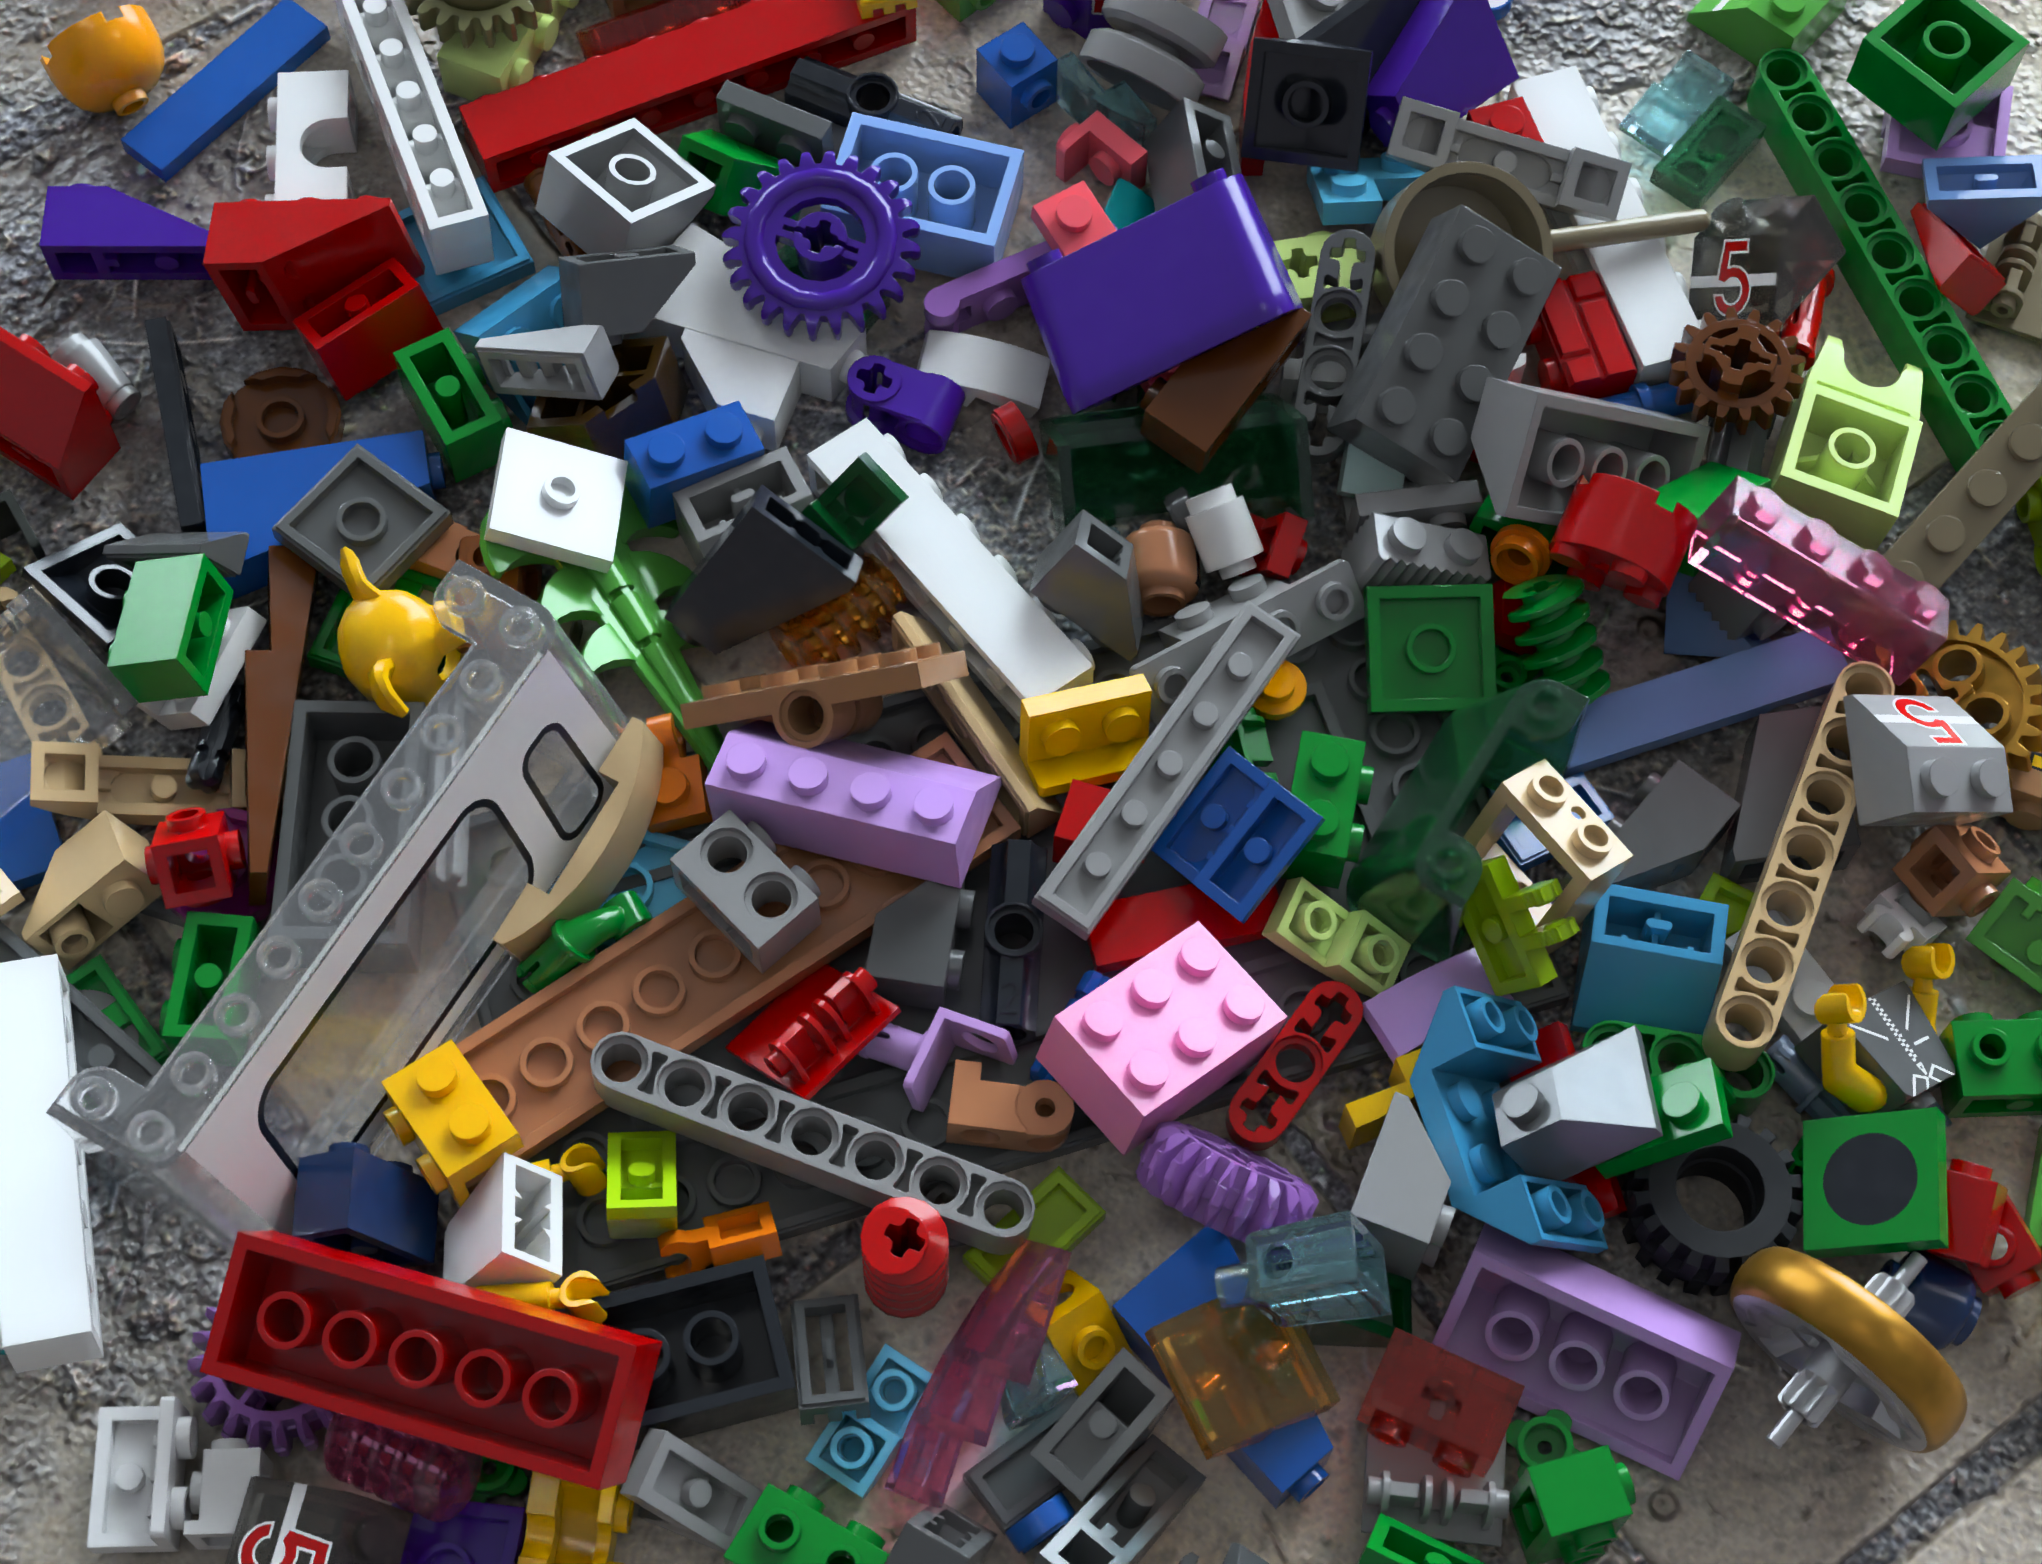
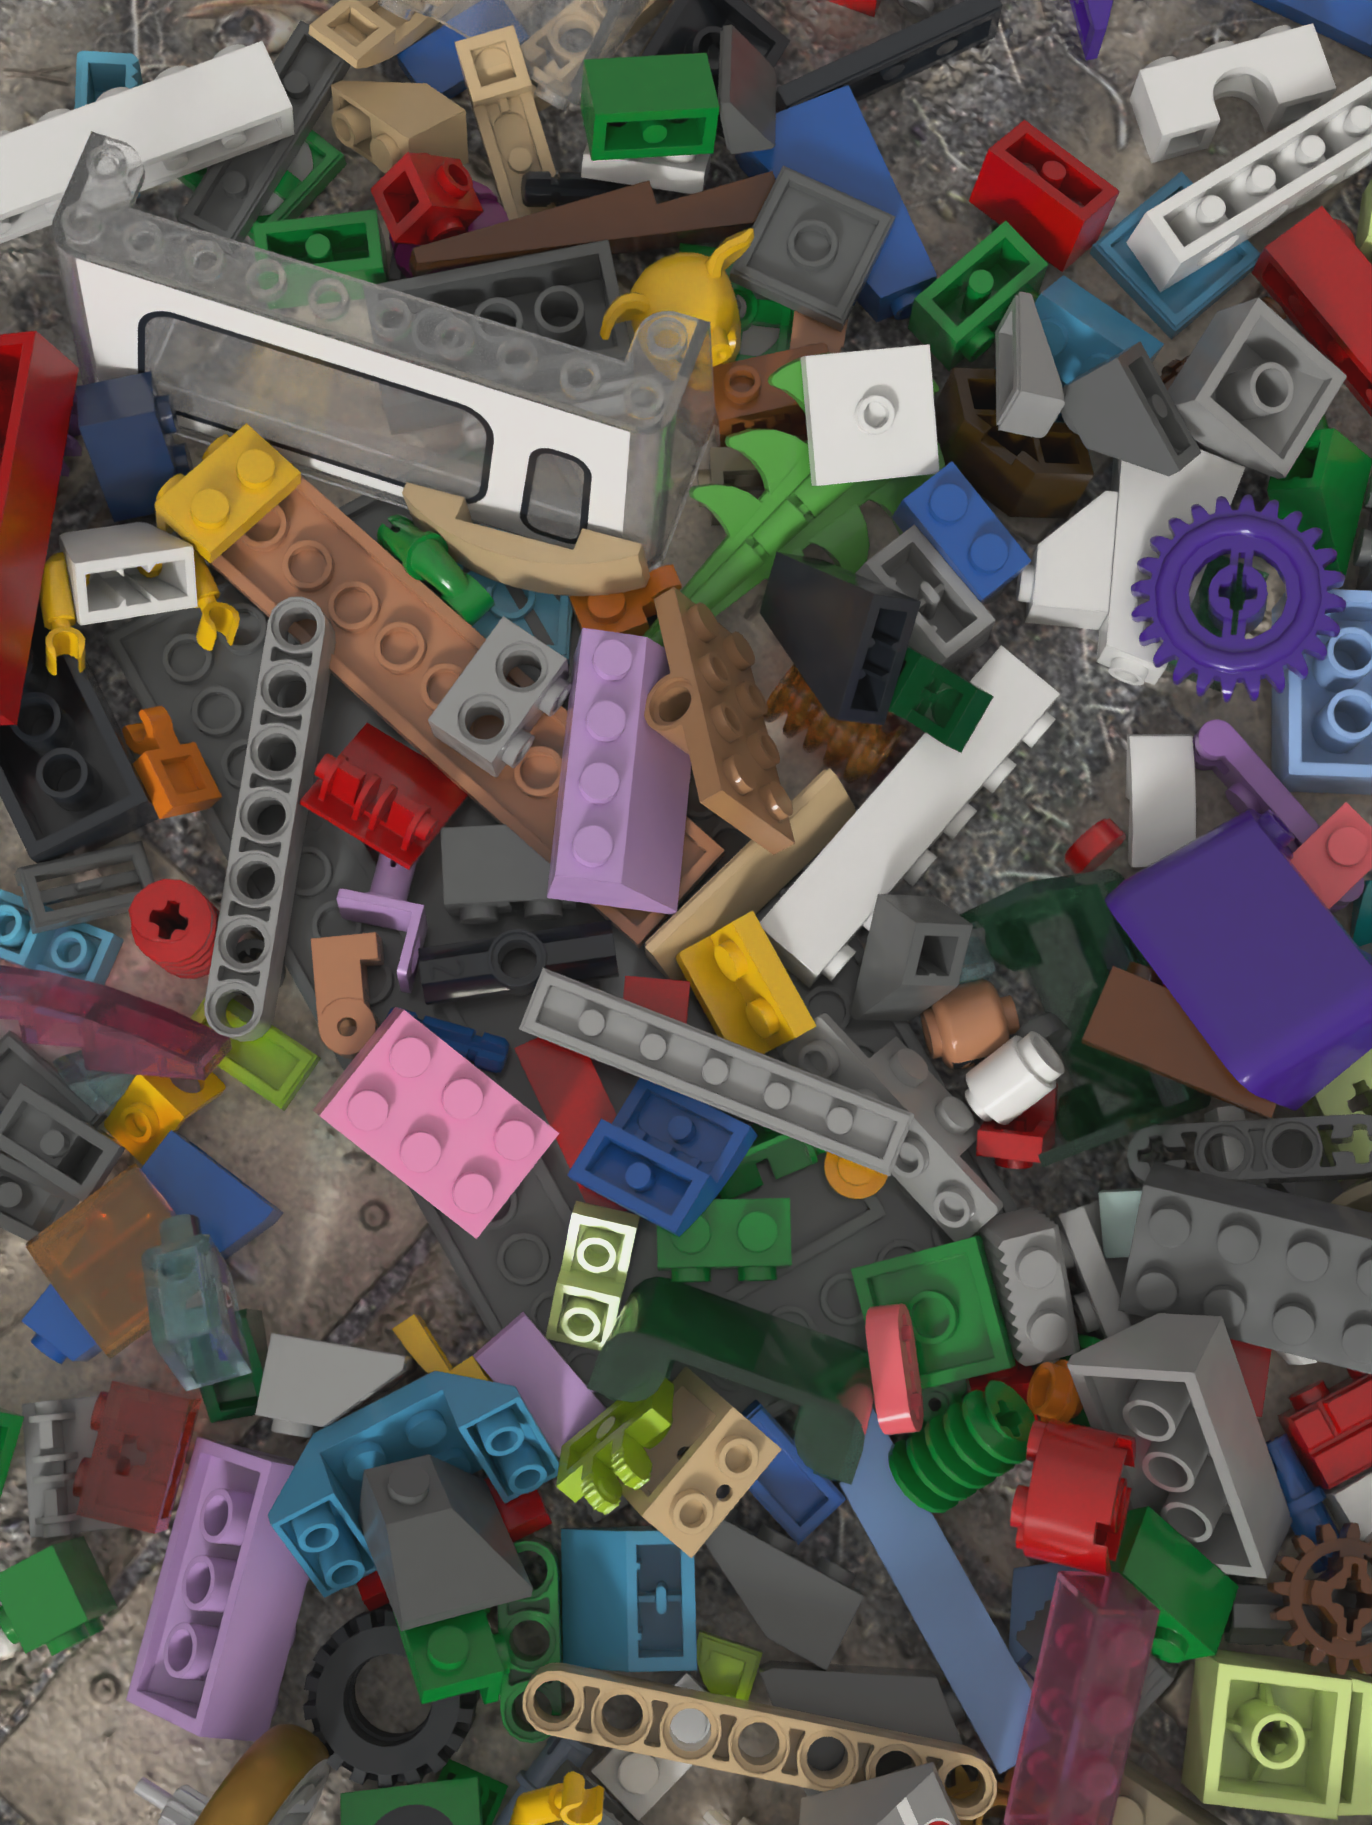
camera: 80 degrees right, 15 degrees up
(280, 413) = (933, 150): reddish brown tile -> none
(295, 253) = (1096, 104): red slope -> none
(641, 1184) = (202, 677): lime slope -> none
(908, 404) = (1099, 740): dark purple piece -> none
(1221, 1182) = (300, 1214): medium lavender gear -> none
(1306, 1018) = (417, 1224): red beam -> none
(1468, 678) = (894, 1369): none -> coral beam
(1551, 1428) = (111, 1560): green plate -> none

